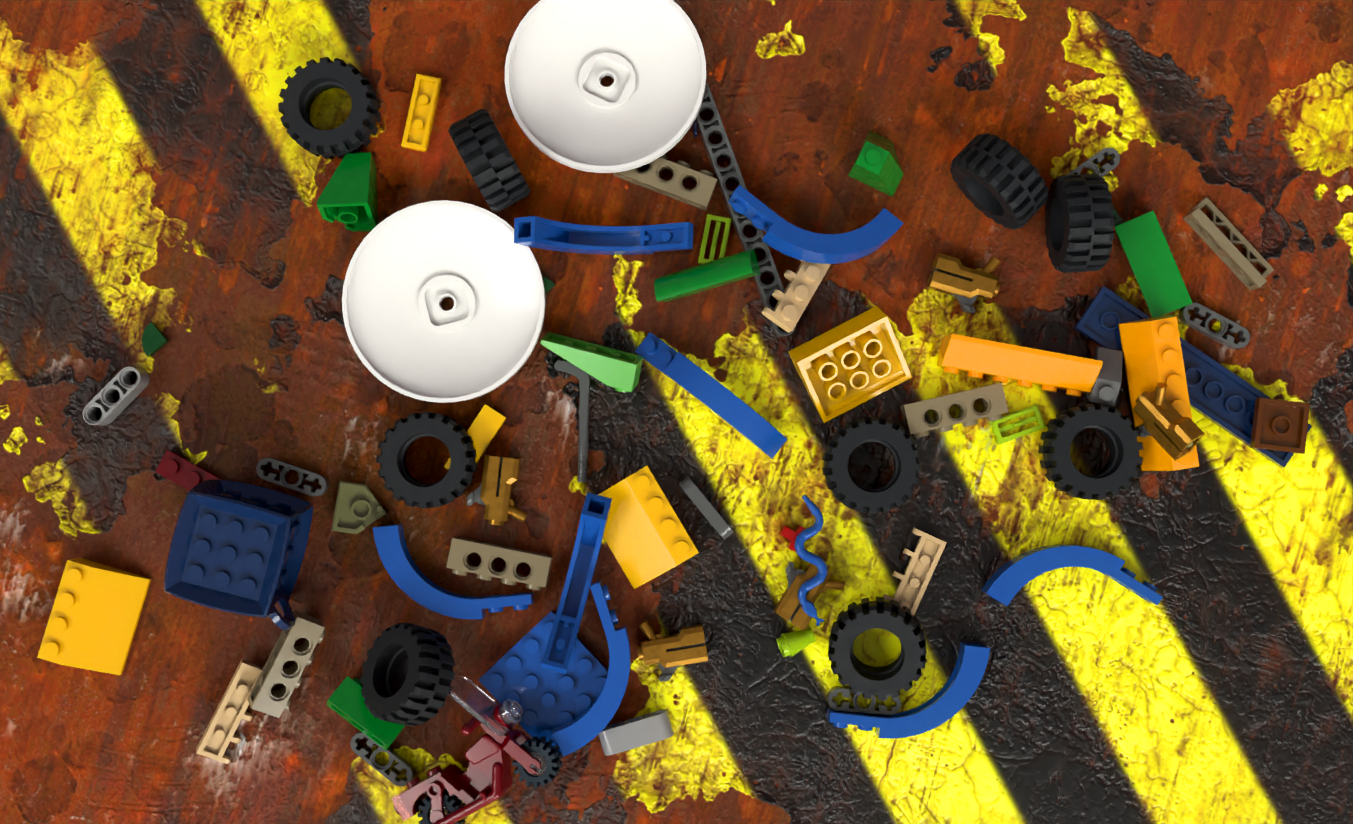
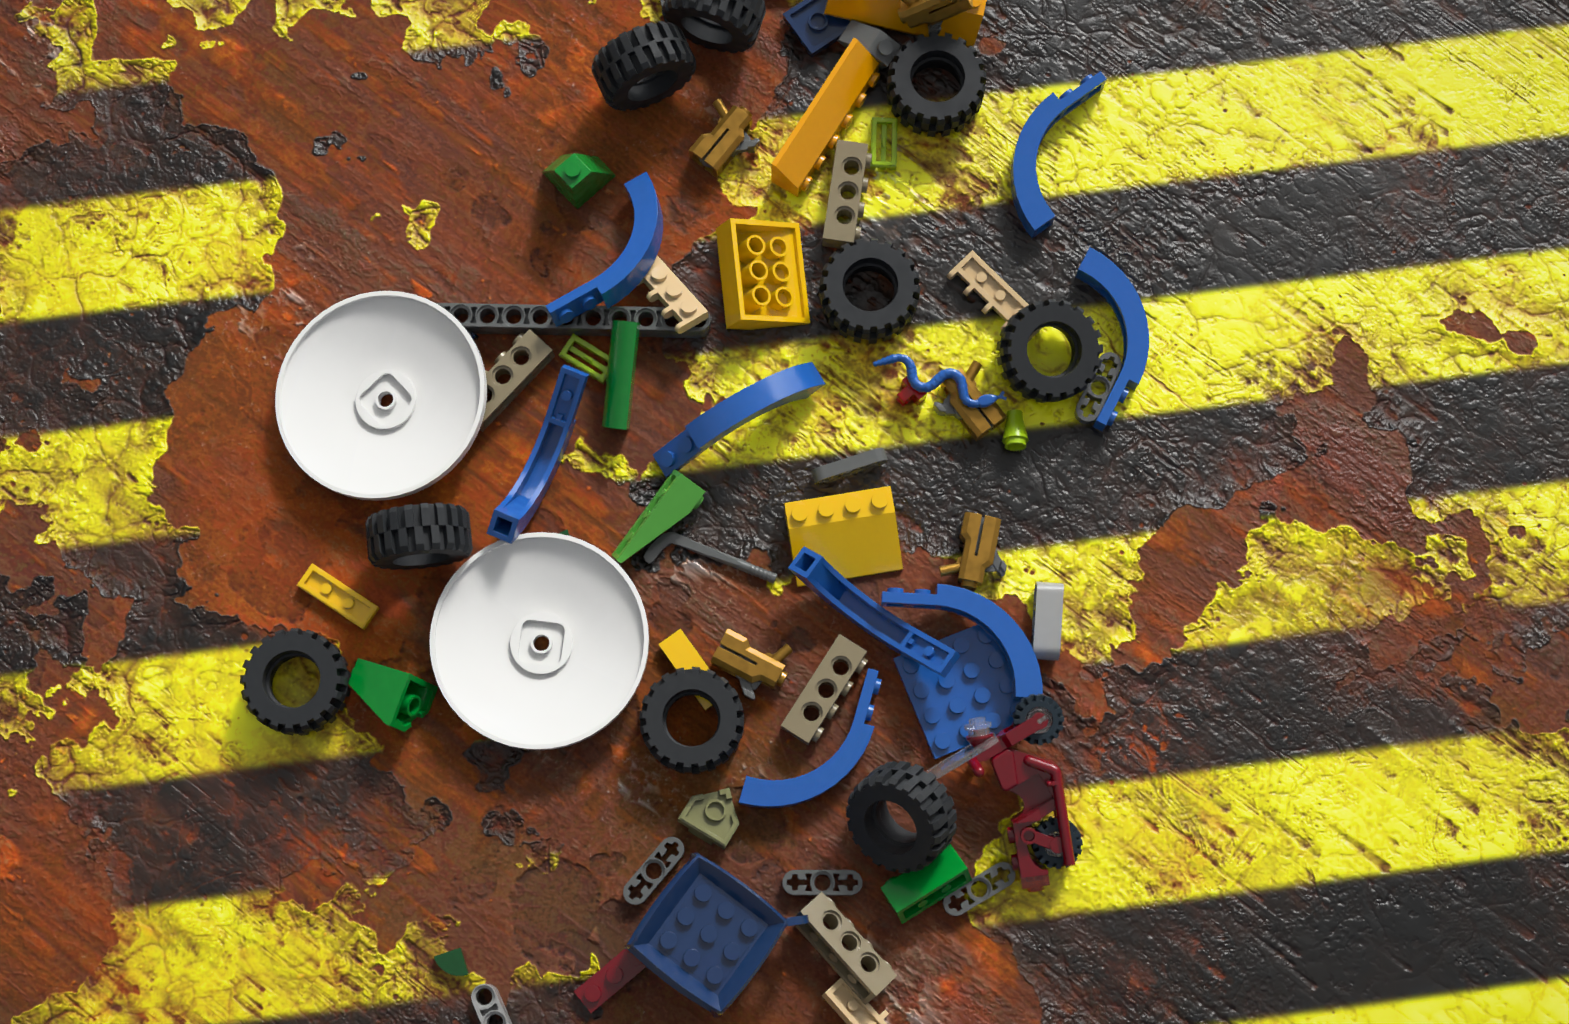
camera: 70 degrees left, 10 degrees down
(323, 609) = (829, 892): none -> dark grey beam

